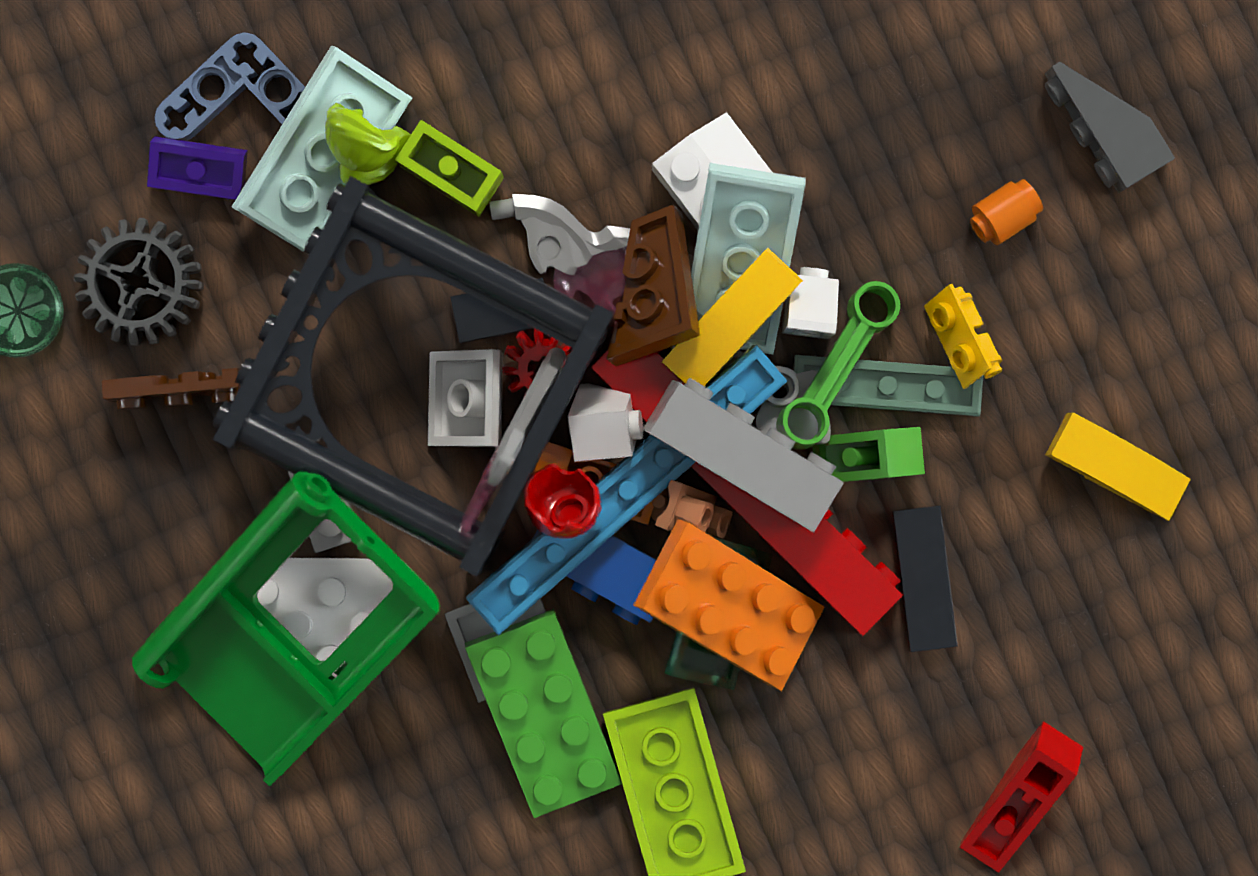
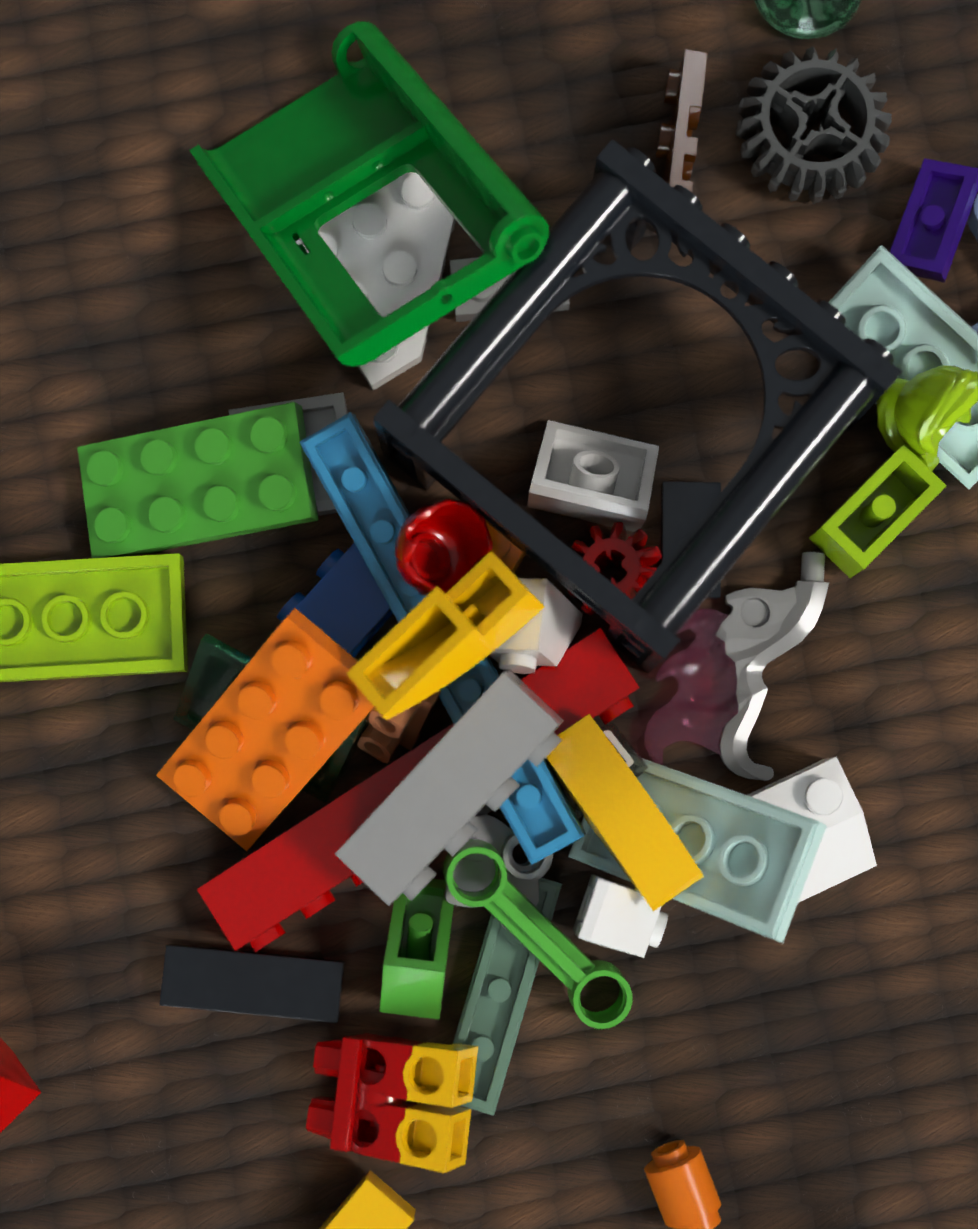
camera: 100 degrees right, 5 degrees down
(515, 435) = (527, 497): light grey piece -> none
(631, 483) = (445, 637): none -> yellow slope
(658, 289) = (676, 730): reddish brown wing -> none
(954, 321) = (559, 1092): yellow hinge -> none
(990, 464) = (372, 1095): none -> hips

